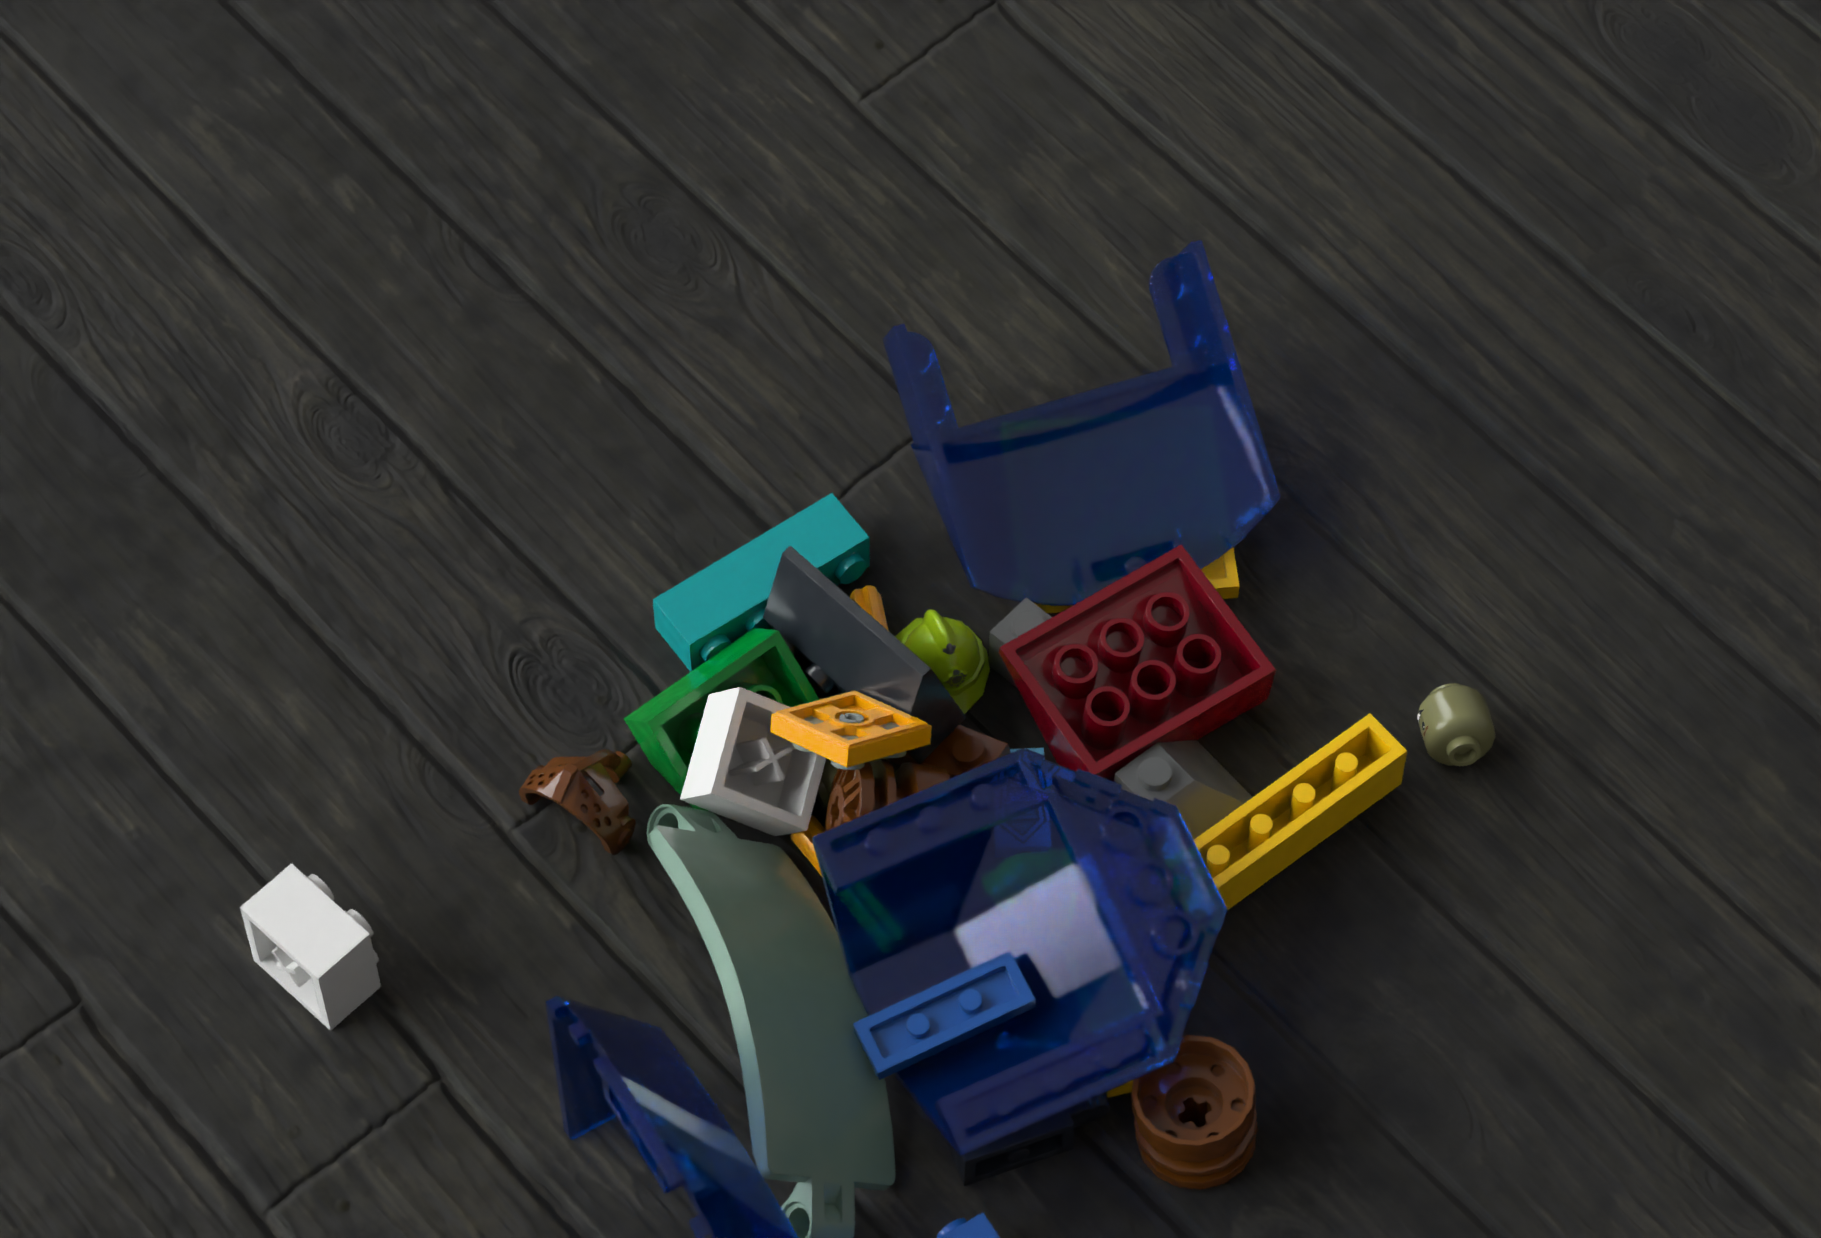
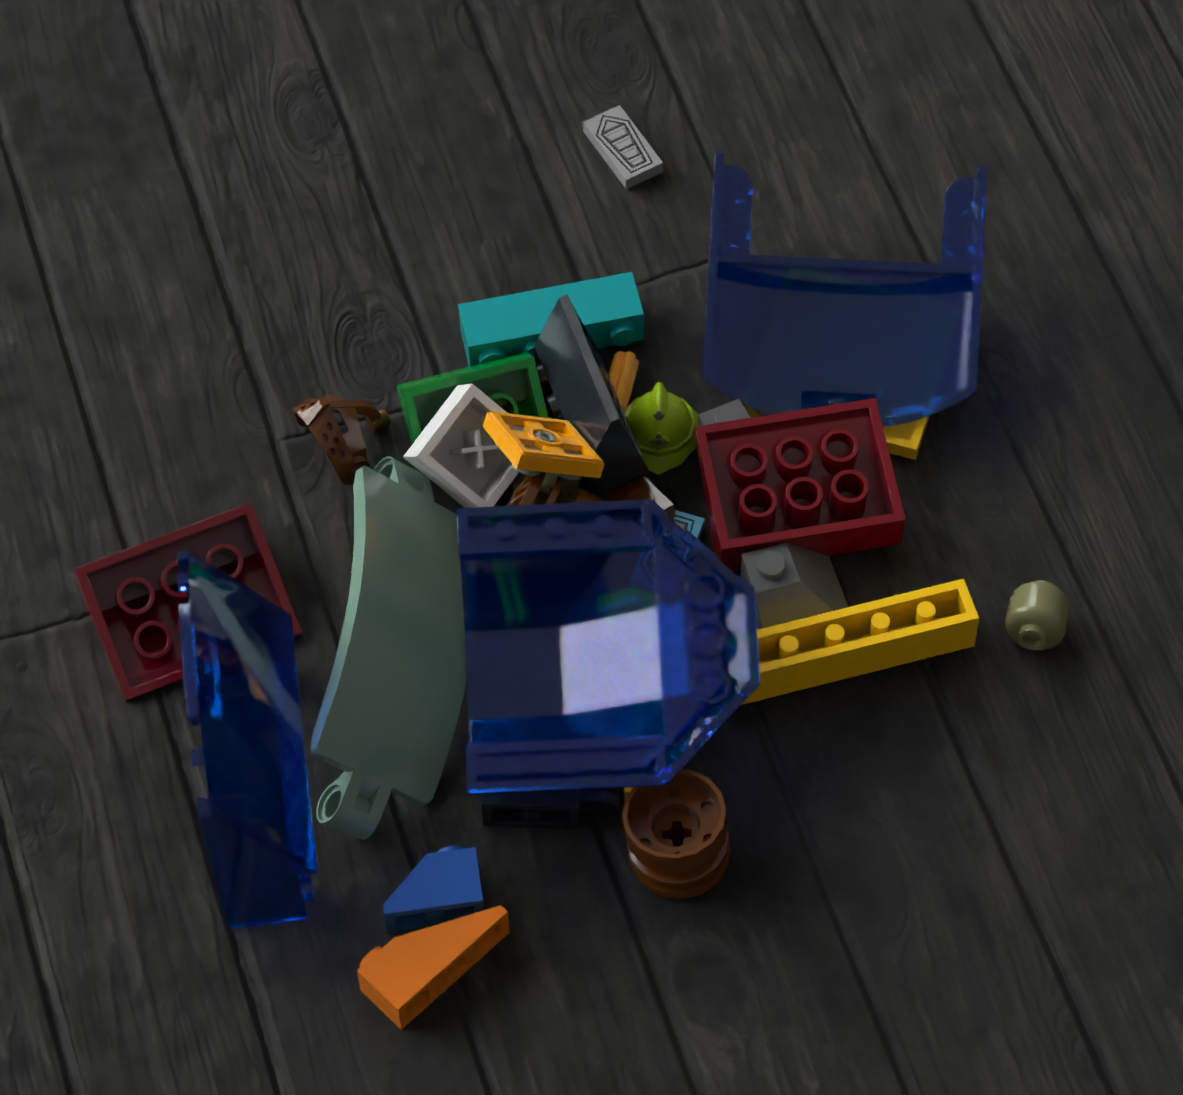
camera: 25 degrees right, 0 degrees up
(312, 945) = (84, 467): white brick -> none
(480, 1062) = (137, 593): none -> dark red slope
(738, 349) = (623, 147): none -> light grey tile
(944, 1015) = (518, 687): blue plate -> none

